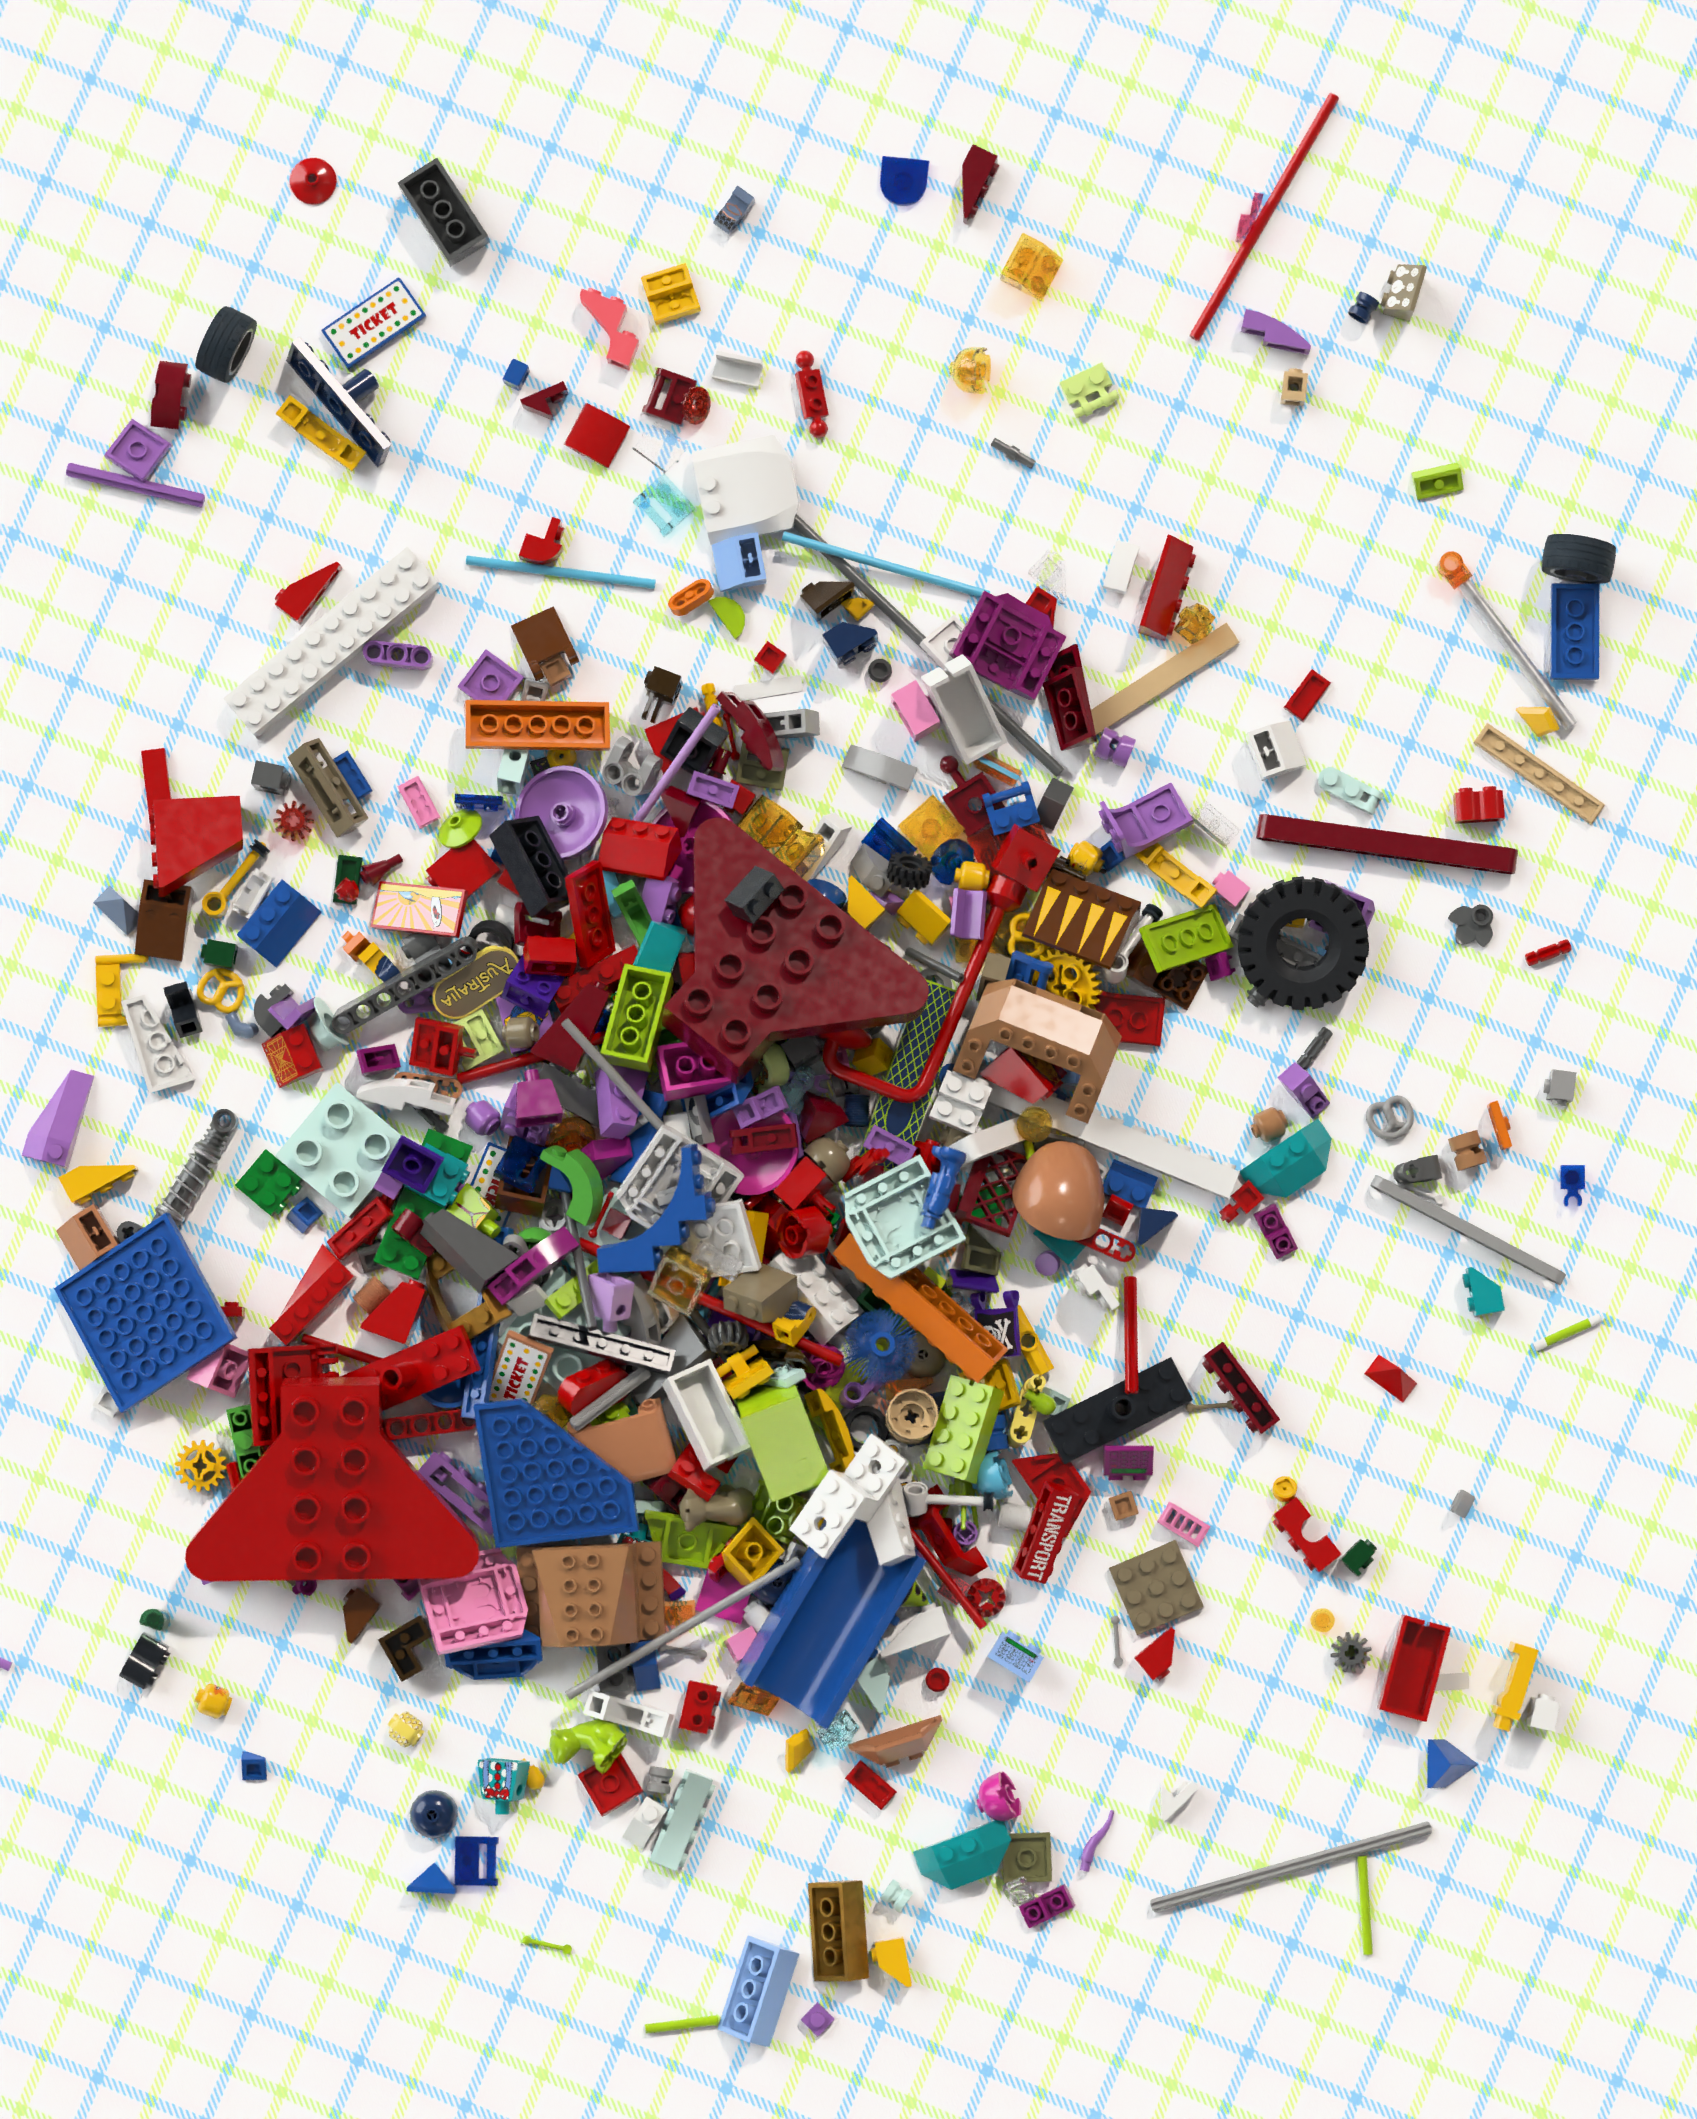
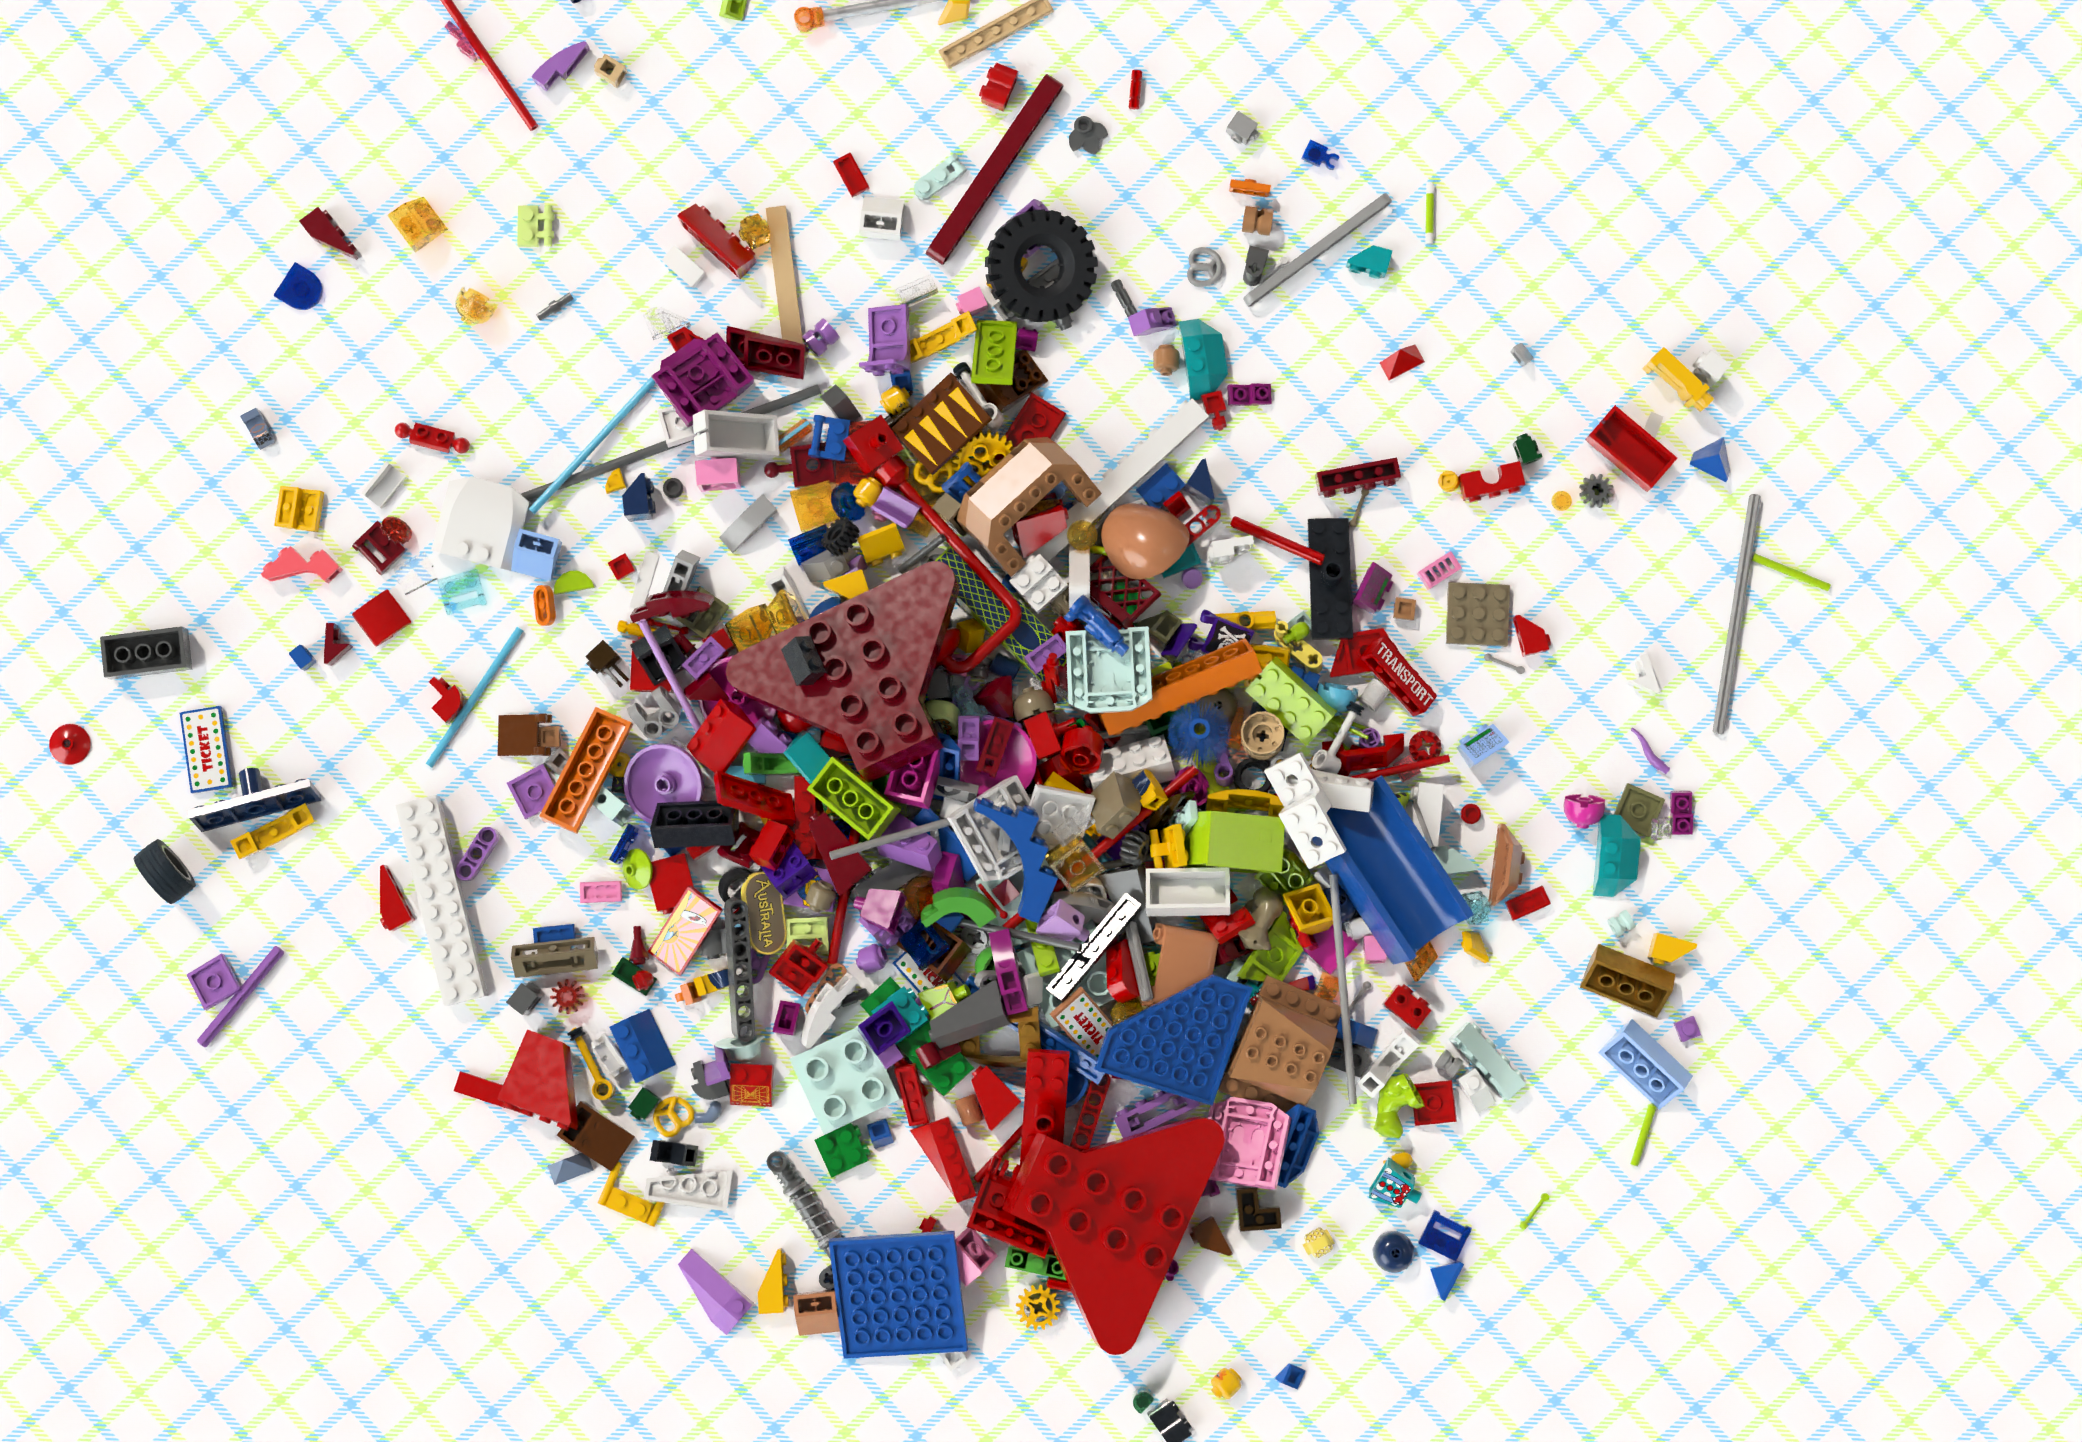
camera: 70 degrees left, 0 degrees up
(170, 391) = (185, 937): dark red brick -> none
(367, 1255) = (935, 1098): dark grey slope -> none
(825, 597) = (595, 501): dark brown slope -> none

